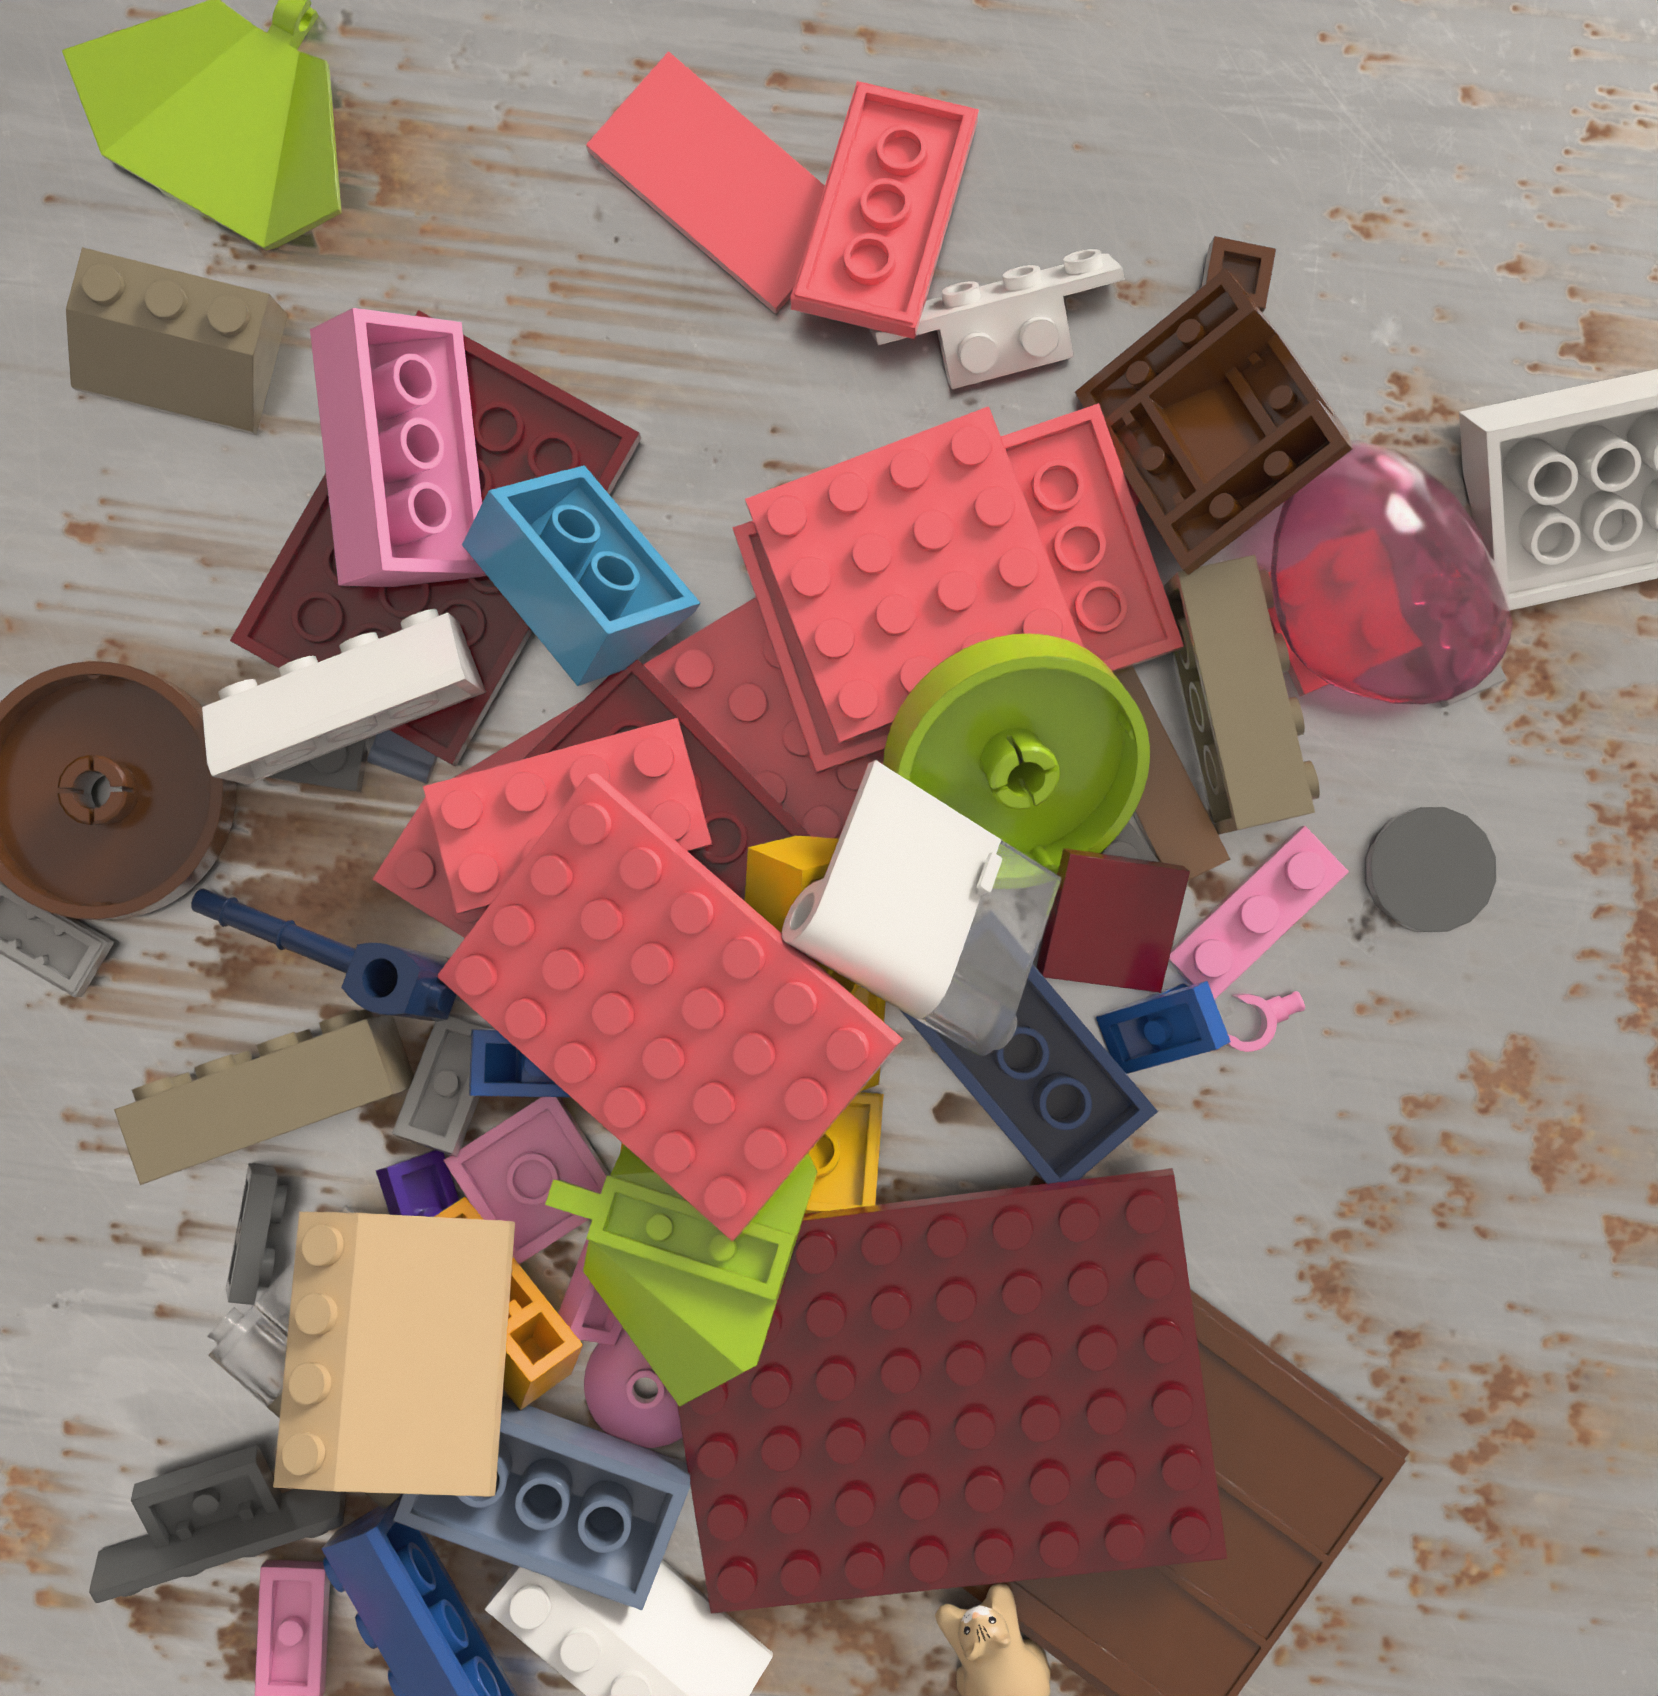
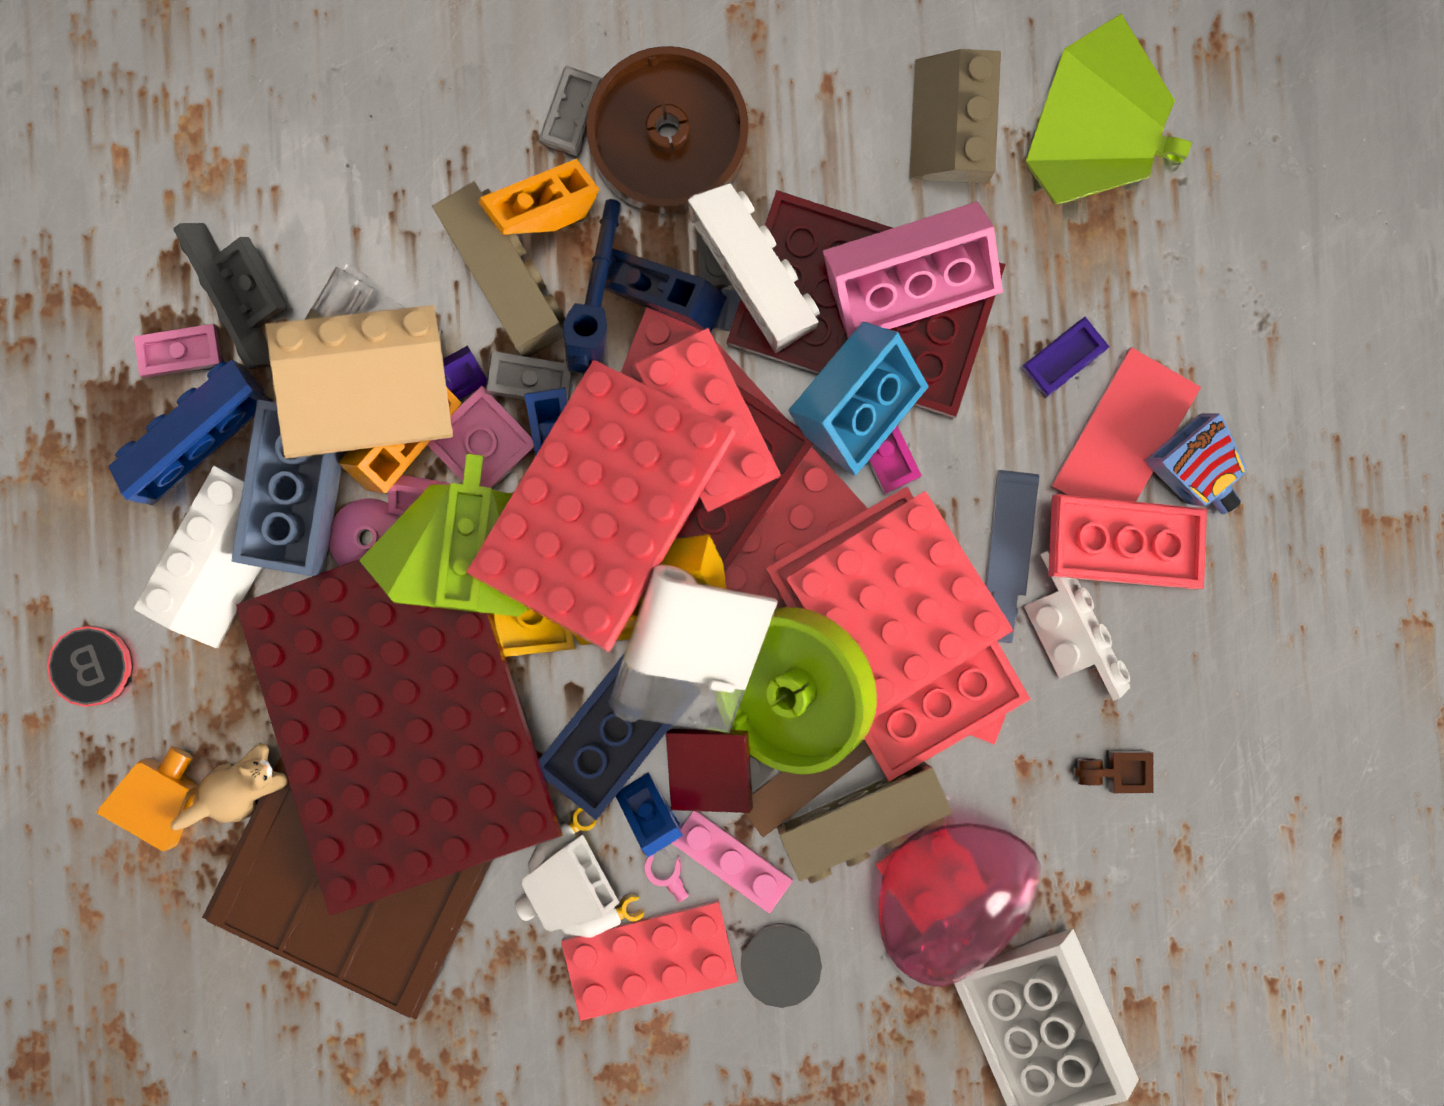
camera: 80 degrees right, 0 degrees up
(170, 1008) = (542, 201): none -> light orange slope
(250, 1261) = (398, 279): dark grey plate -> none
(351, 844) = (664, 290): none -> dark blue slope
(581, 250) = (1065, 357): none -> dark purple tile
(693, 543) = (894, 463): none -> dark pink plate
(786, 72) = (1201, 463): none -> medium blue torso
(843, 387) = (1011, 541): none -> sand blue piece
(1214, 420) = (1033, 773): reddish brown slope -> none
(1253, 1171) = (570, 887): none -> white torso
(1384, 1071) = (650, 960): none -> coral plate

